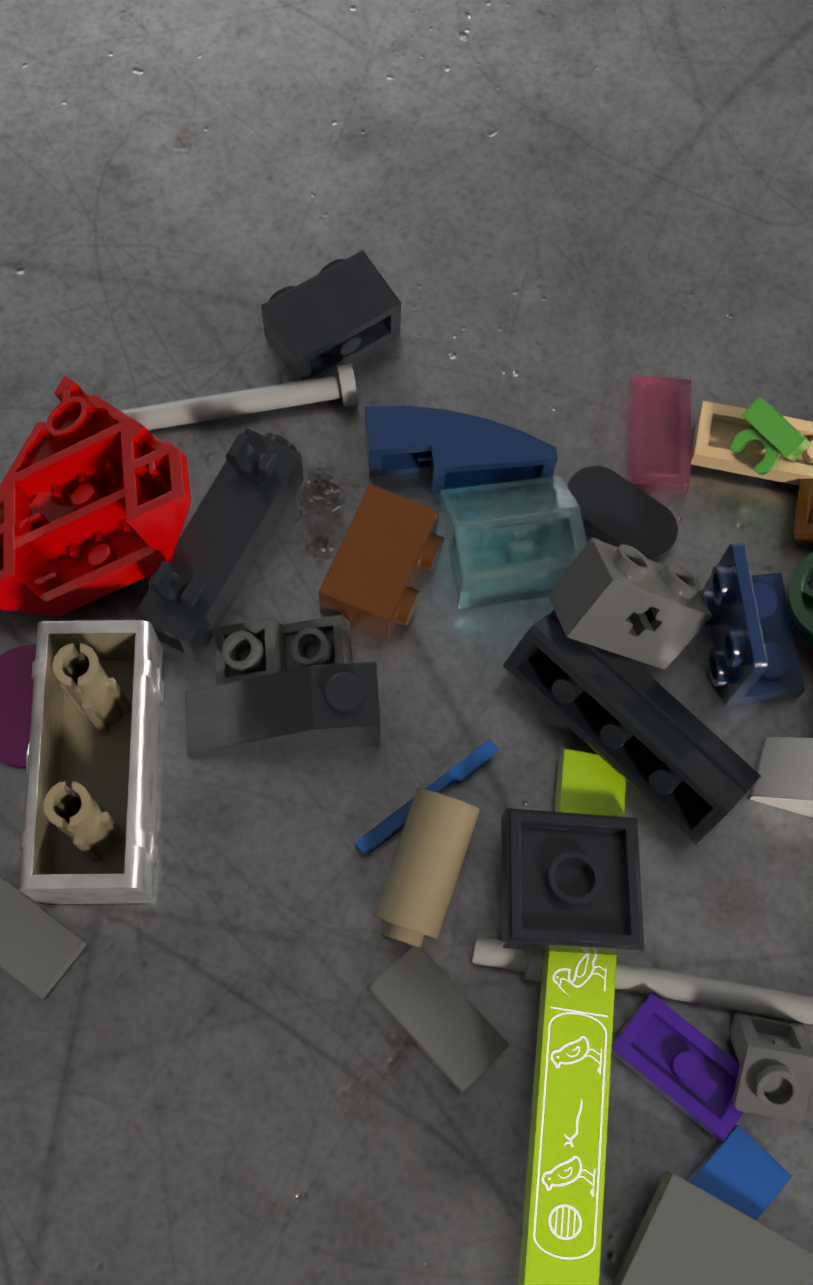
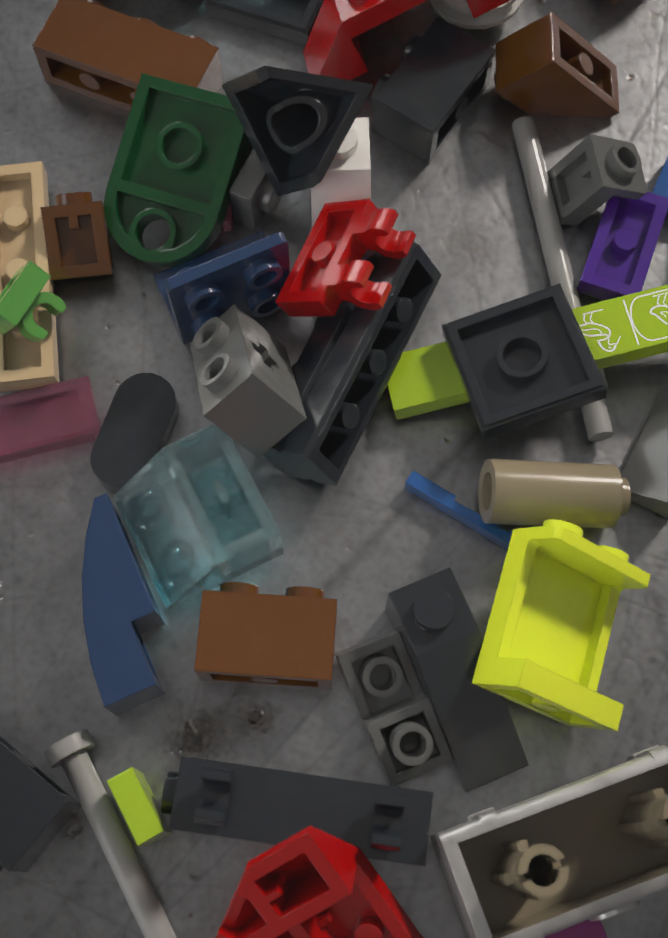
camera: 105 degrees left, 0 degrees up
(279, 415) = (139, 807): none -> lime tile
(292, 809) = (555, 624): none -> neon yellow panel
(744, 729) = (331, 261): none -> red plate

